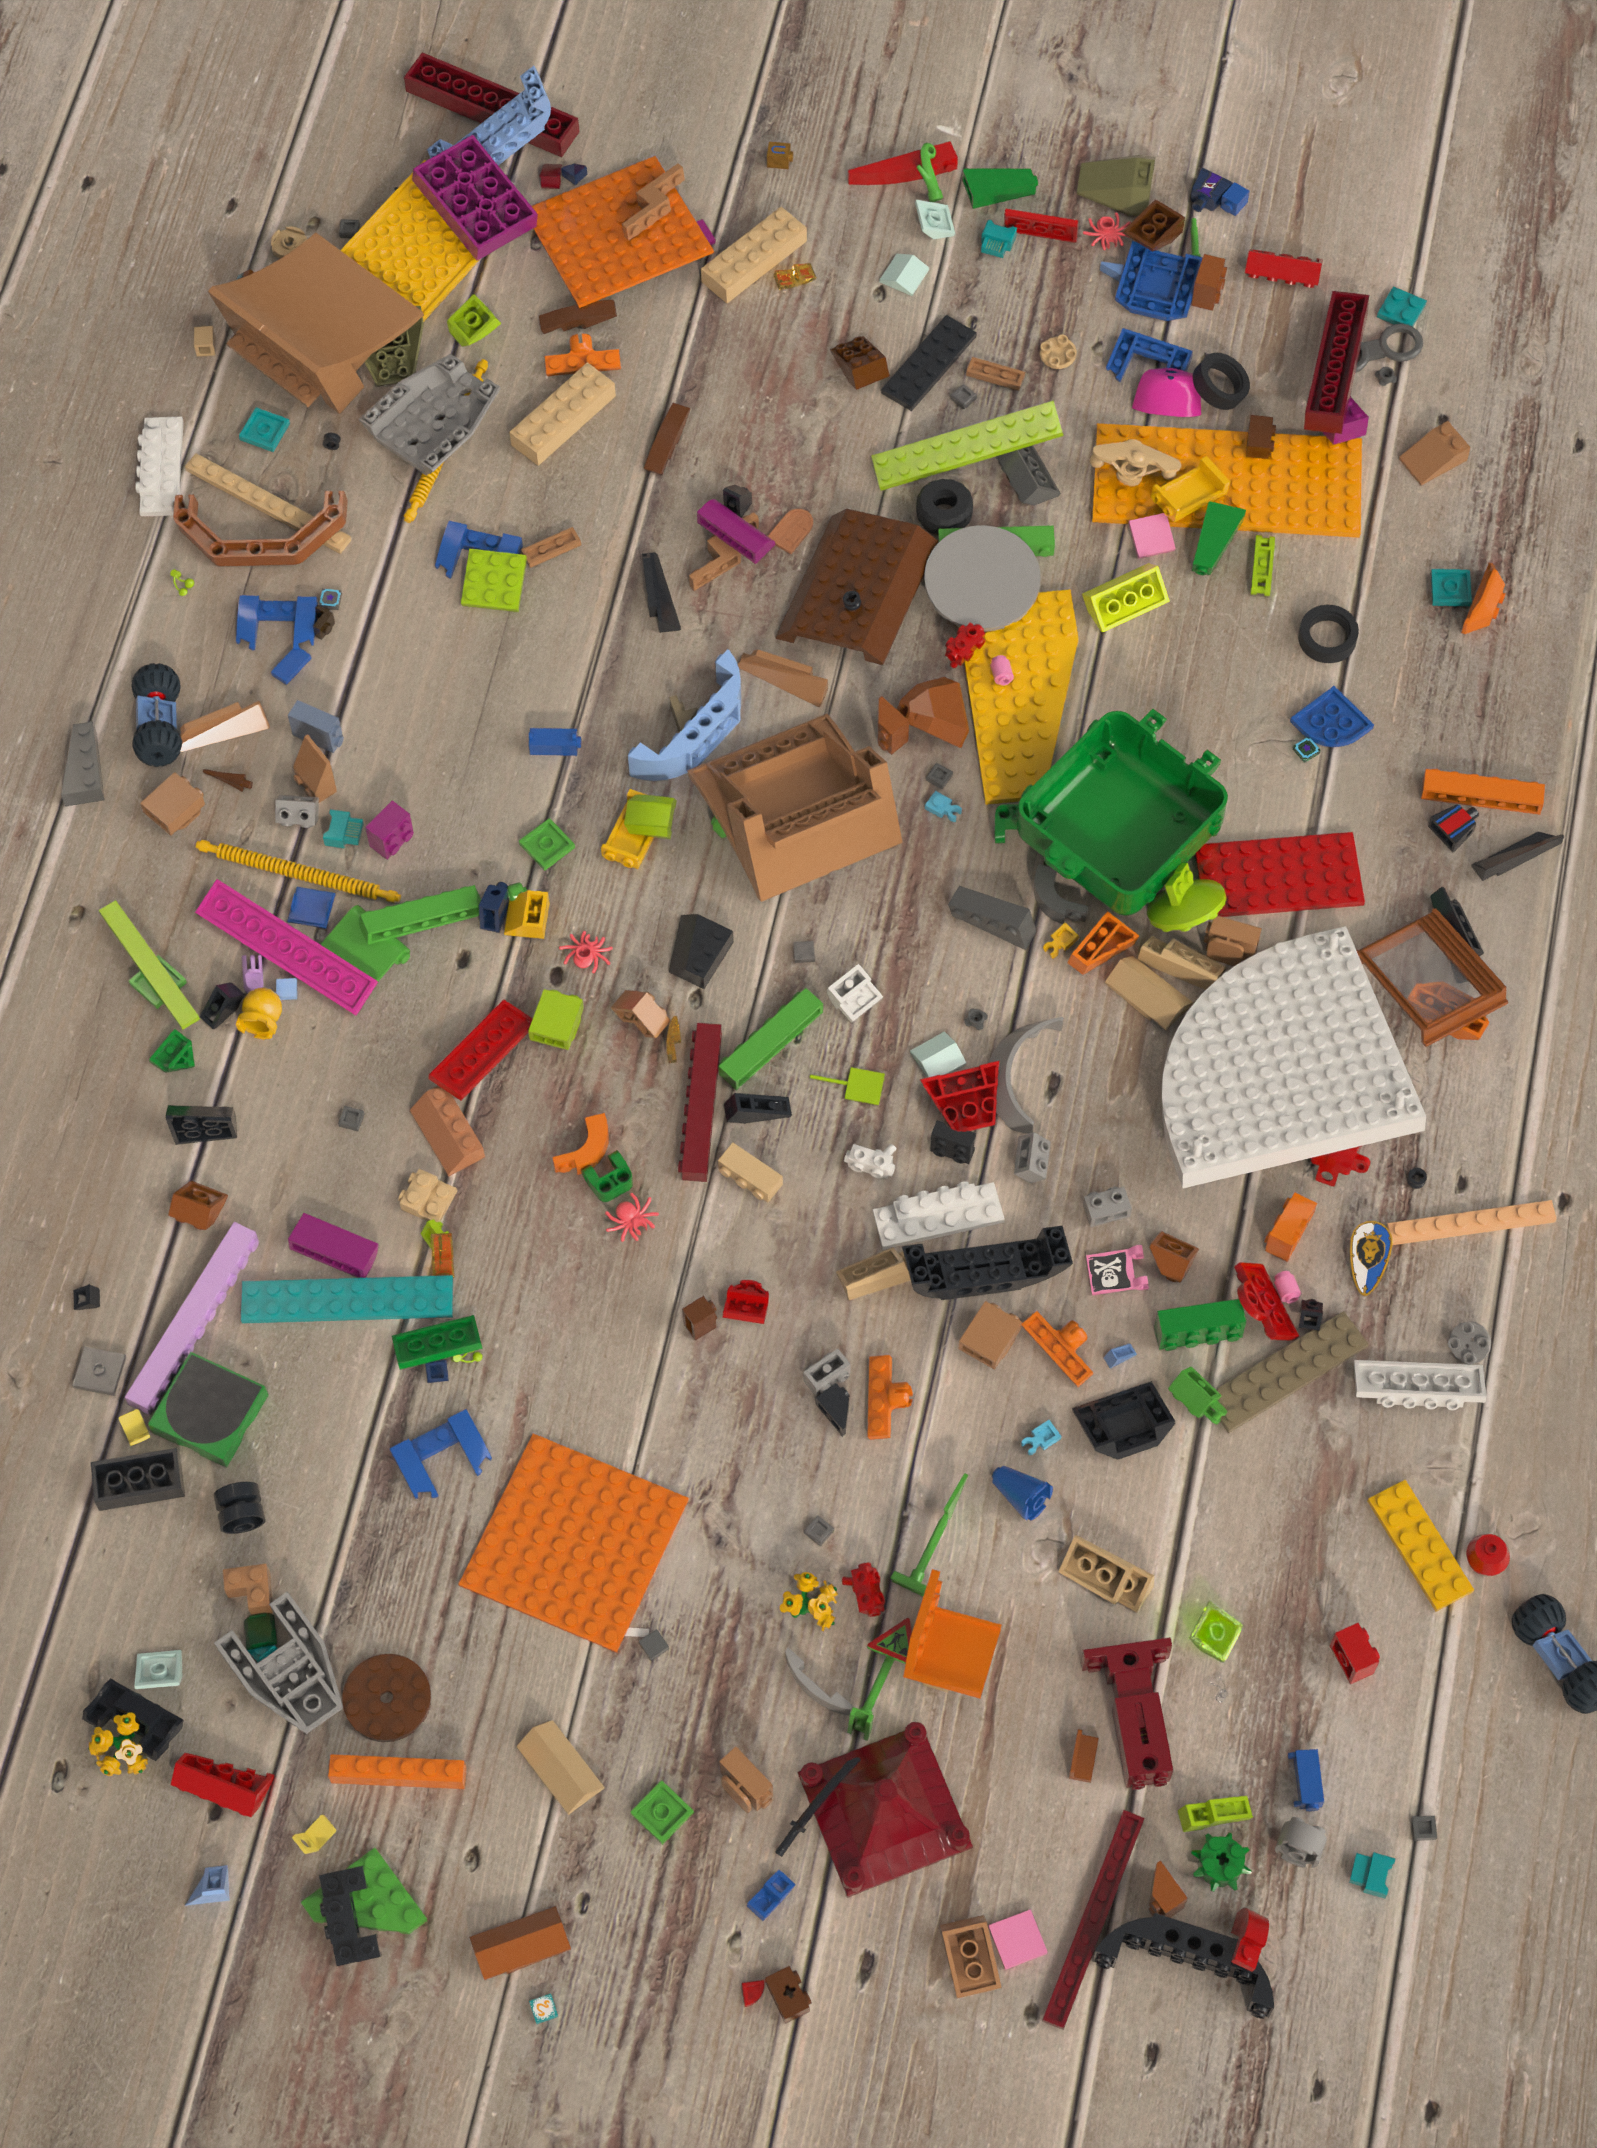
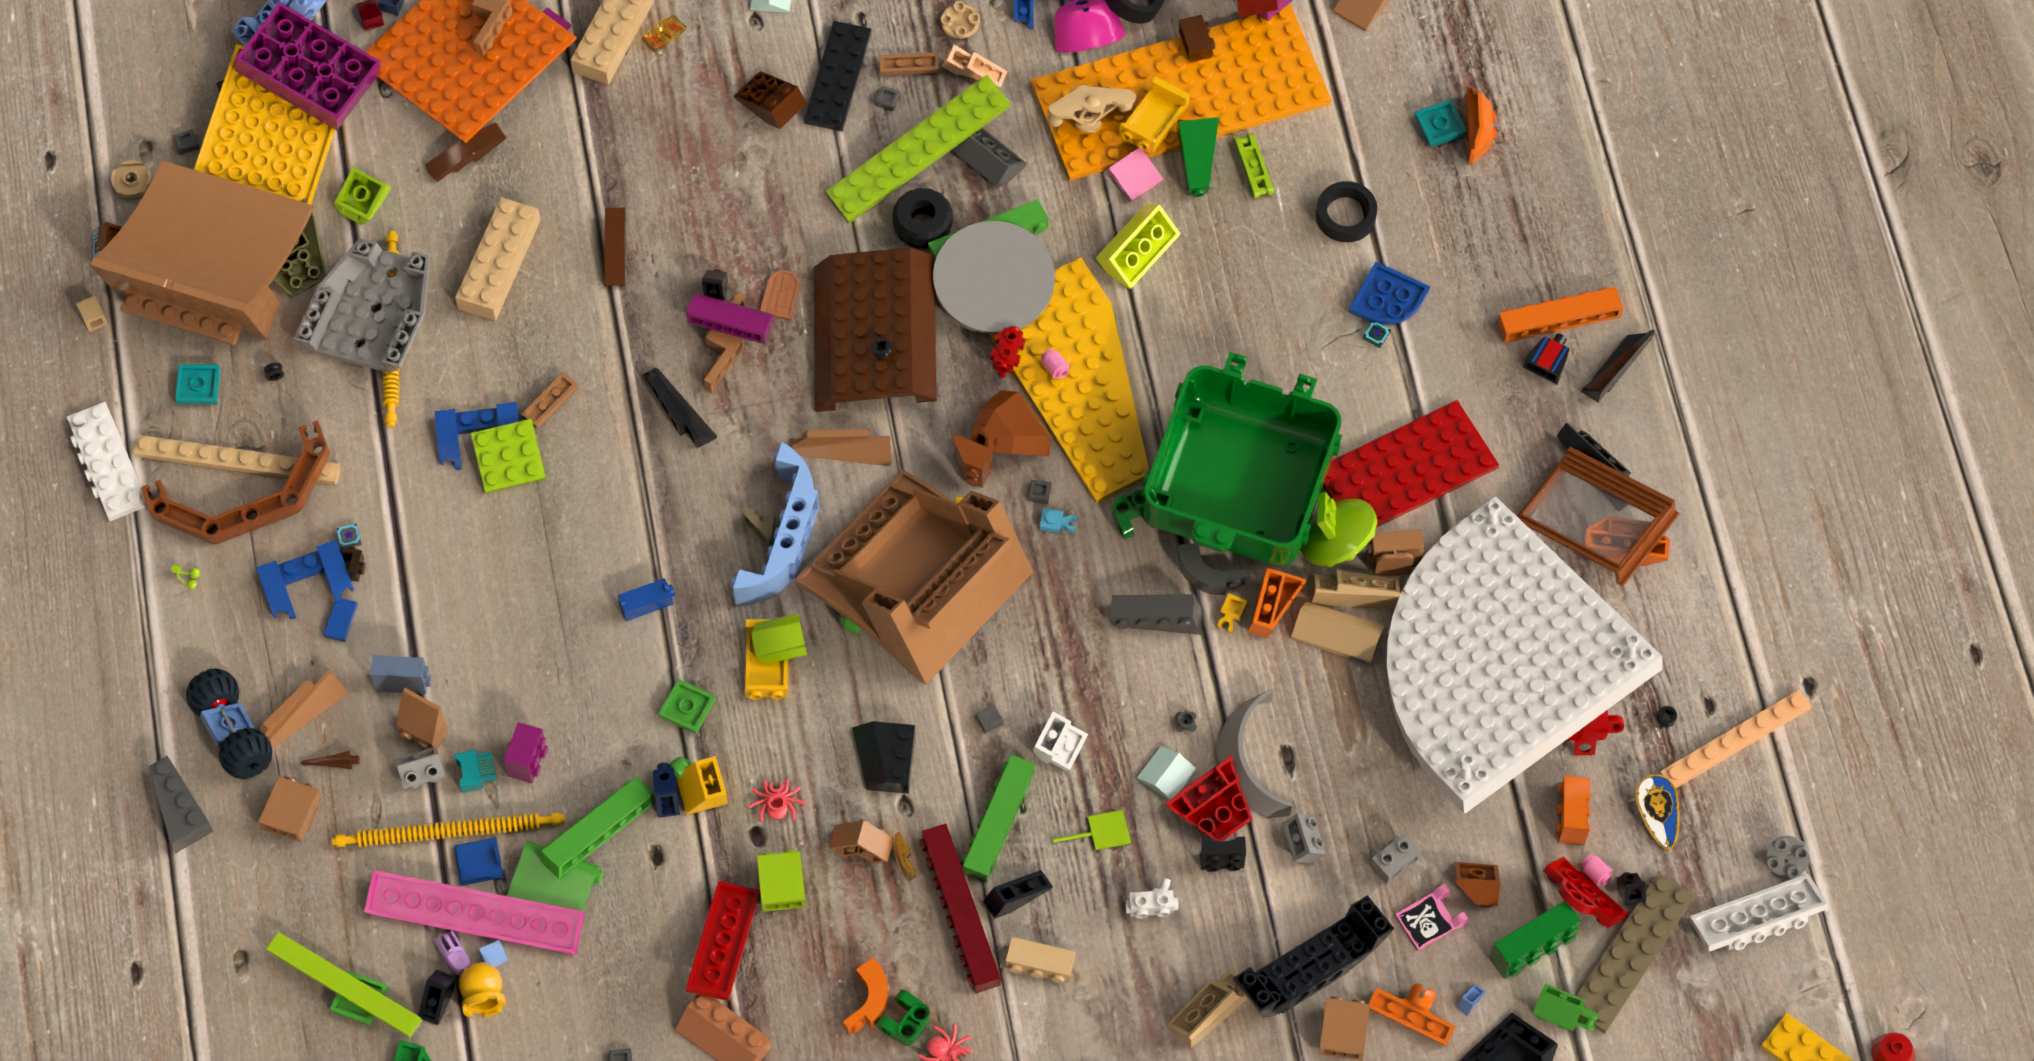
camera: 25 degrees left, 0 degrees up
(579, 355) = (489, 193): orange plate -> none
(938, 1214) = (1237, 929): white plate -> none
(1043, 389) = (972, 65): none -> light nougat slope

